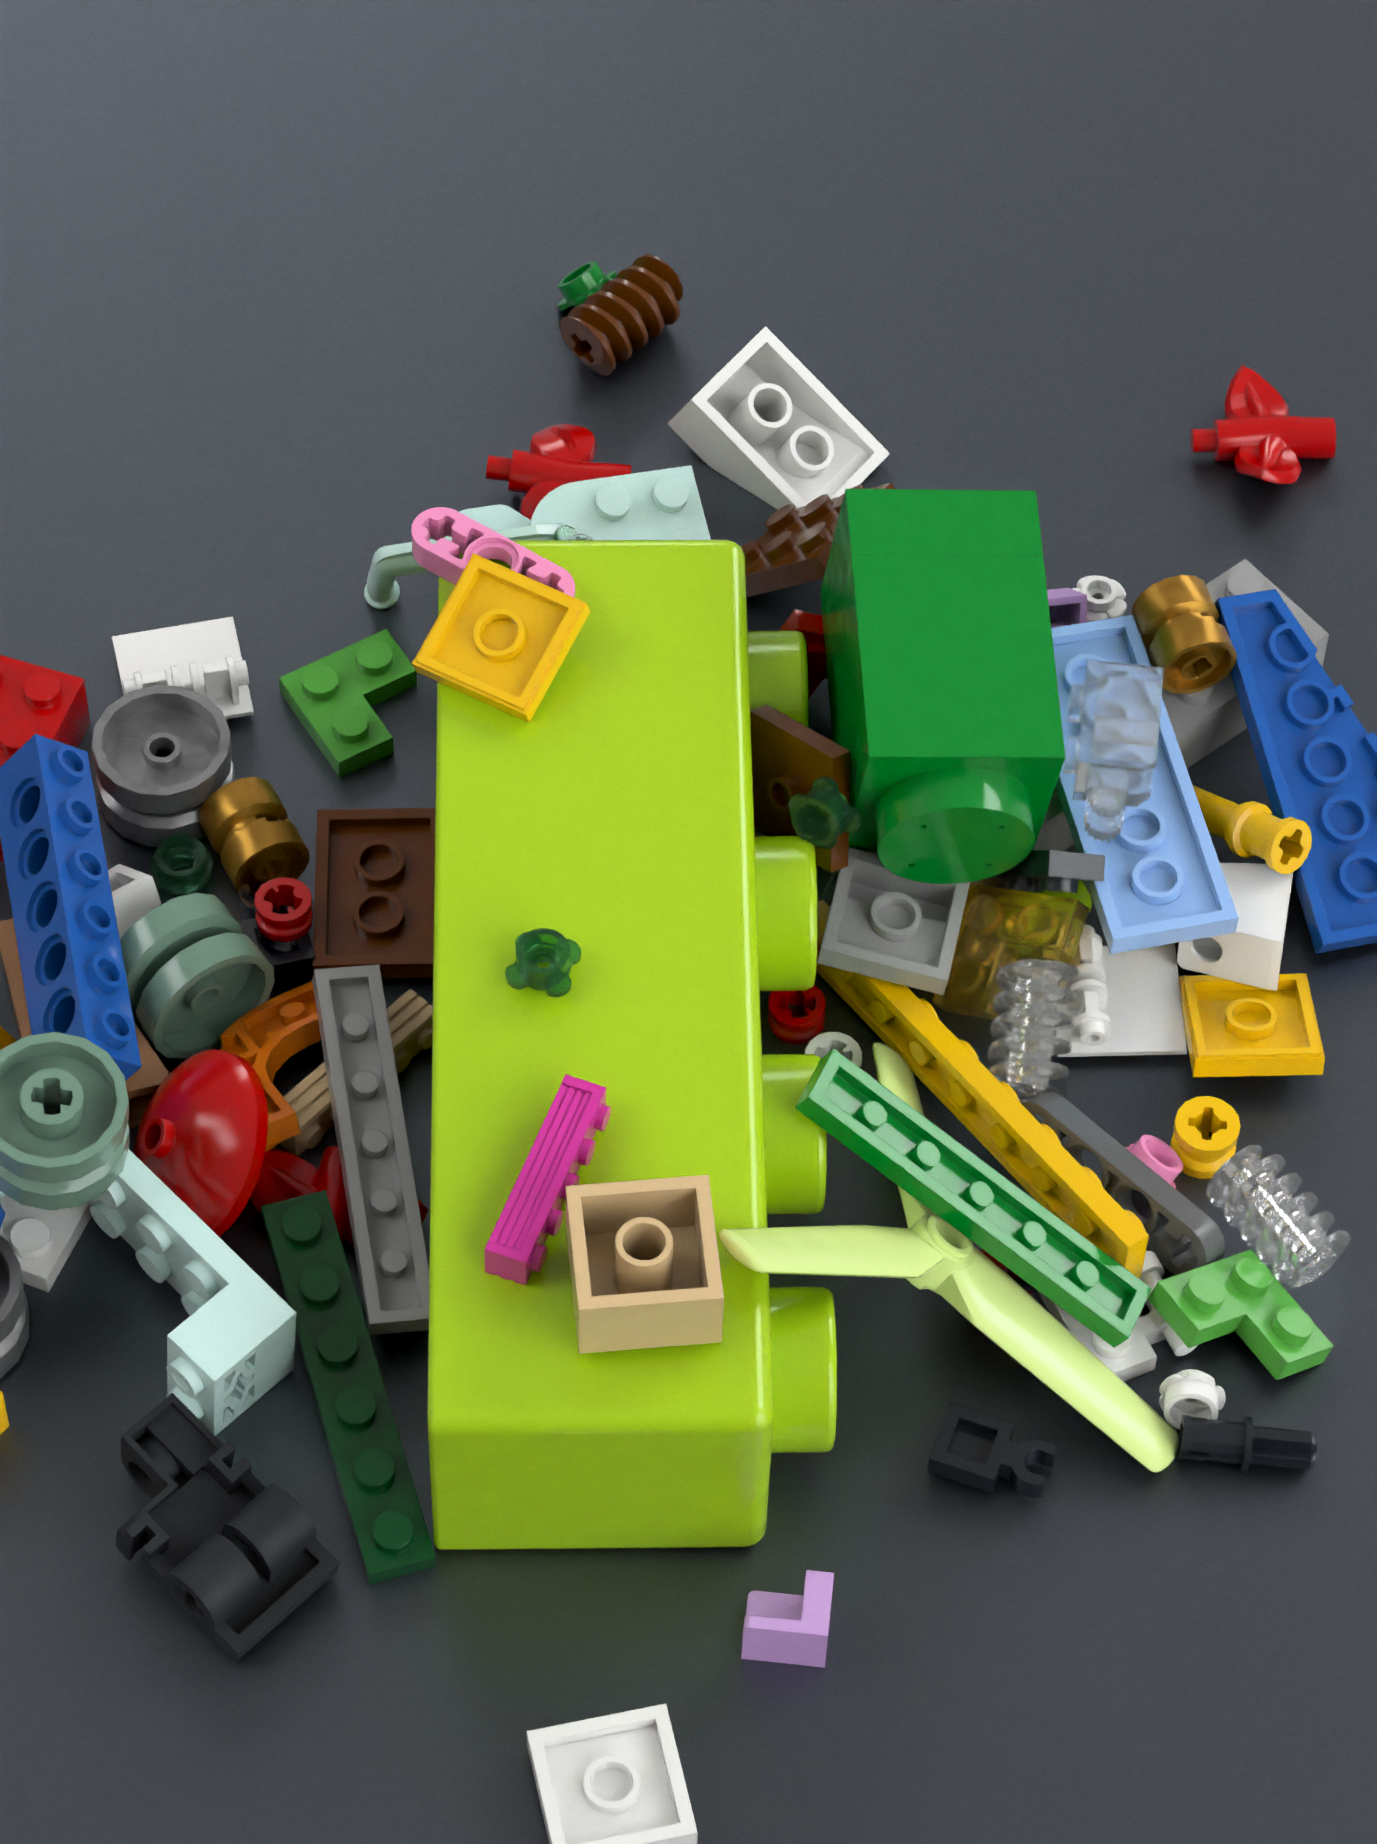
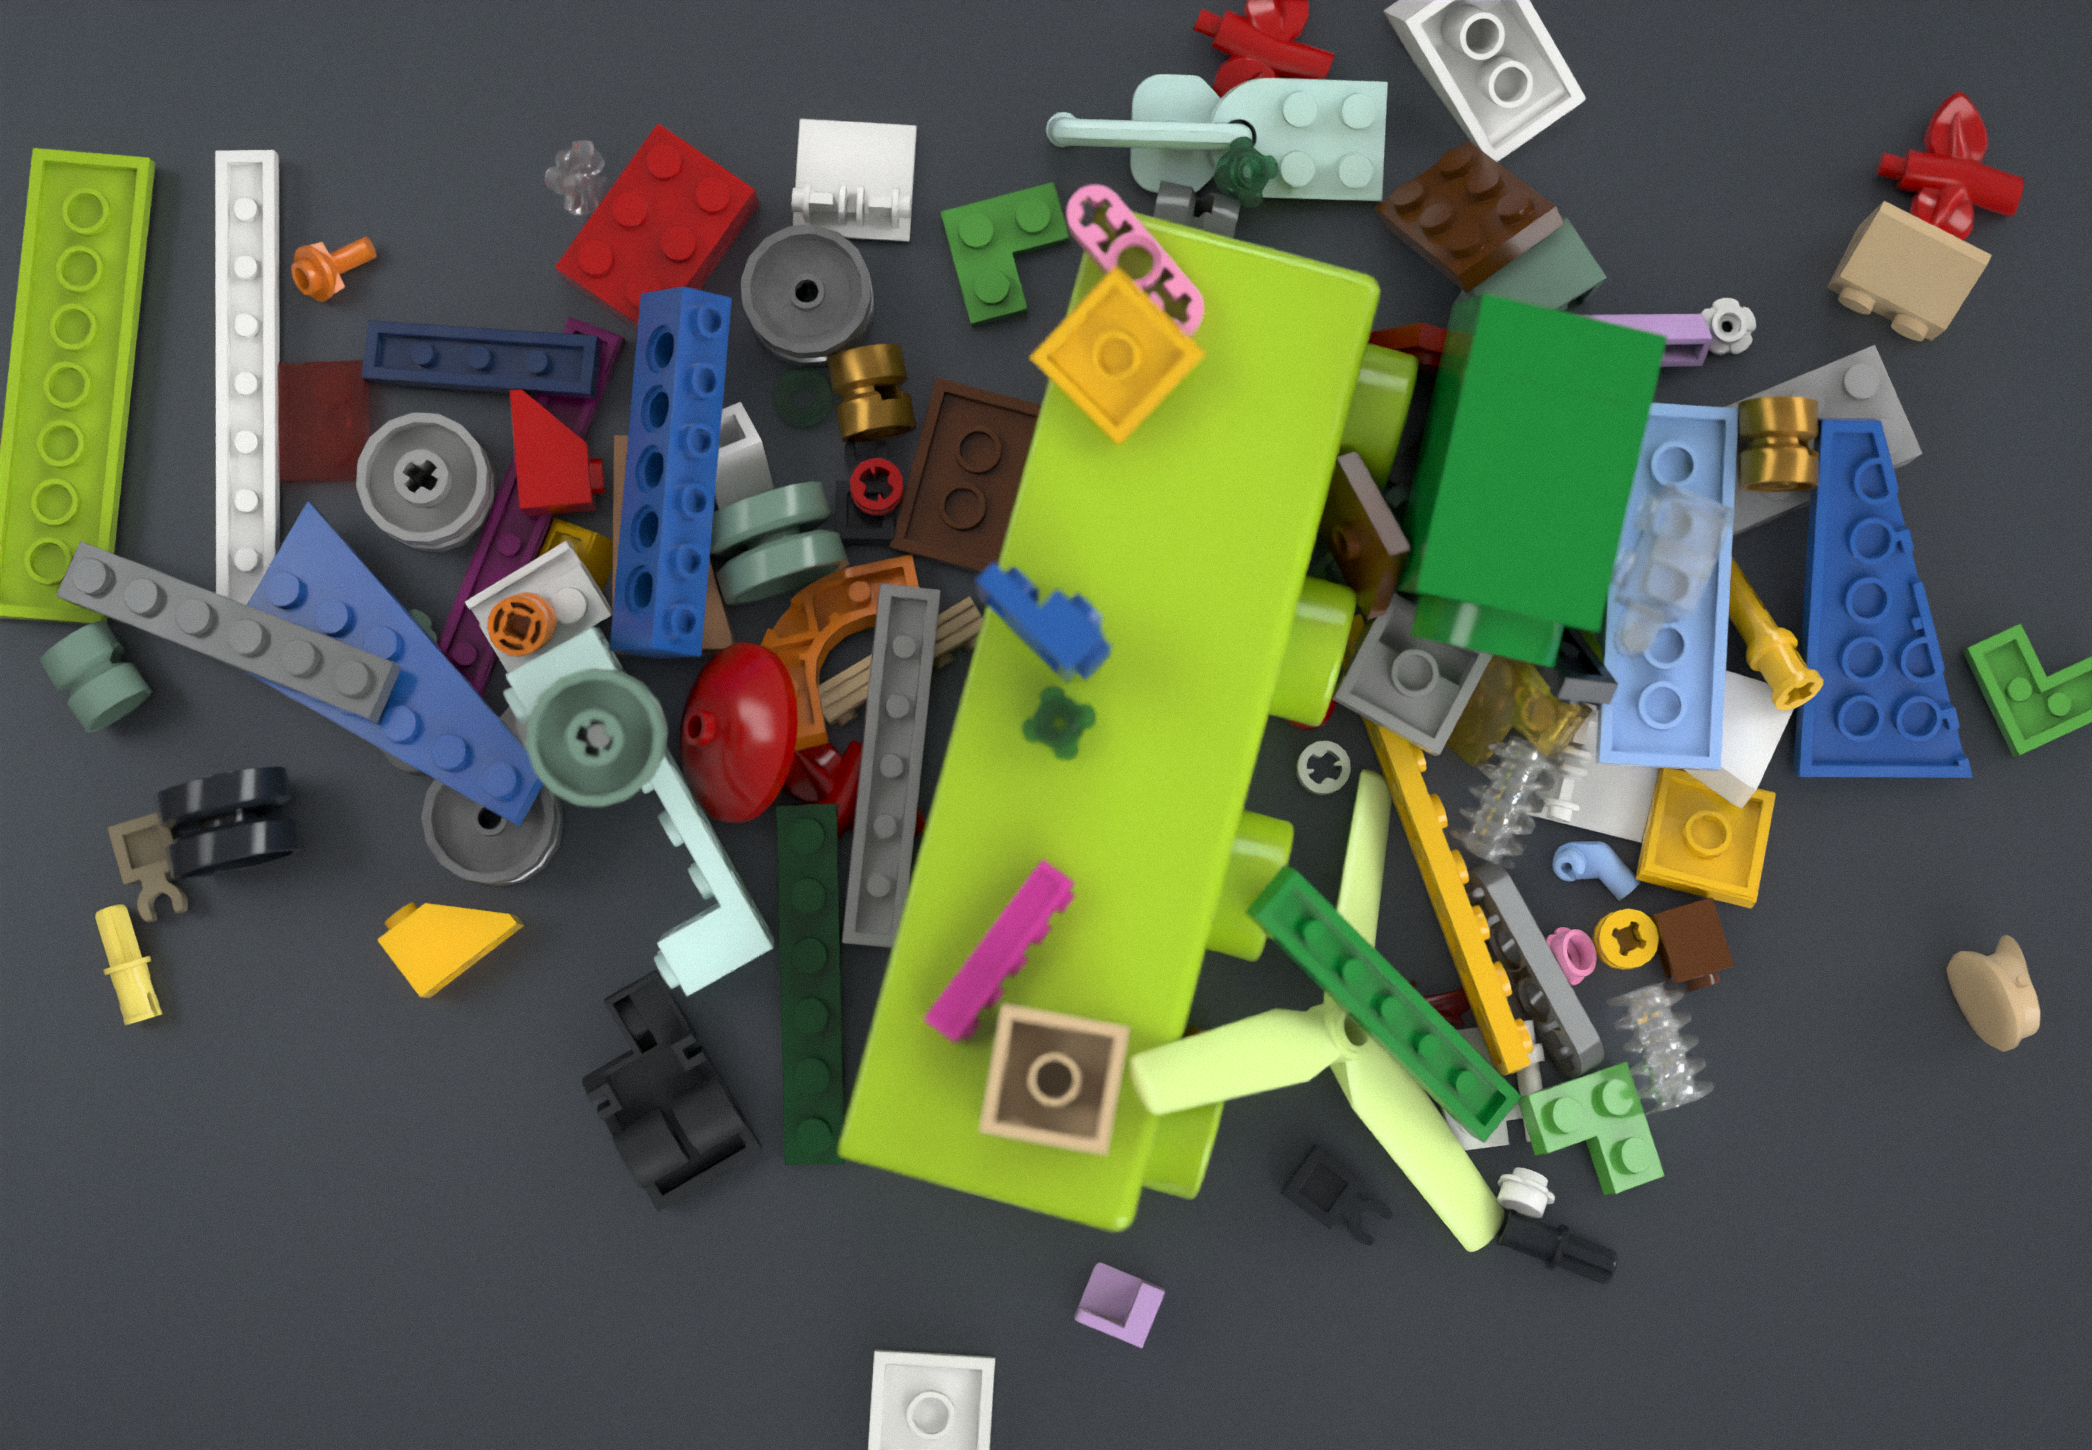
camera: 15 degrees right, 30 degrees up
(498, 859) = (1059, 632): none -> blue plate
(811, 821) = (1367, 594): clear green plate -> none
(1145, 1080) = (1594, 861): none -> light blue arm
(1253, 499) = (1907, 272): none -> tan slope
(1277, 1115) = (1692, 944): none -> reddish brown brick

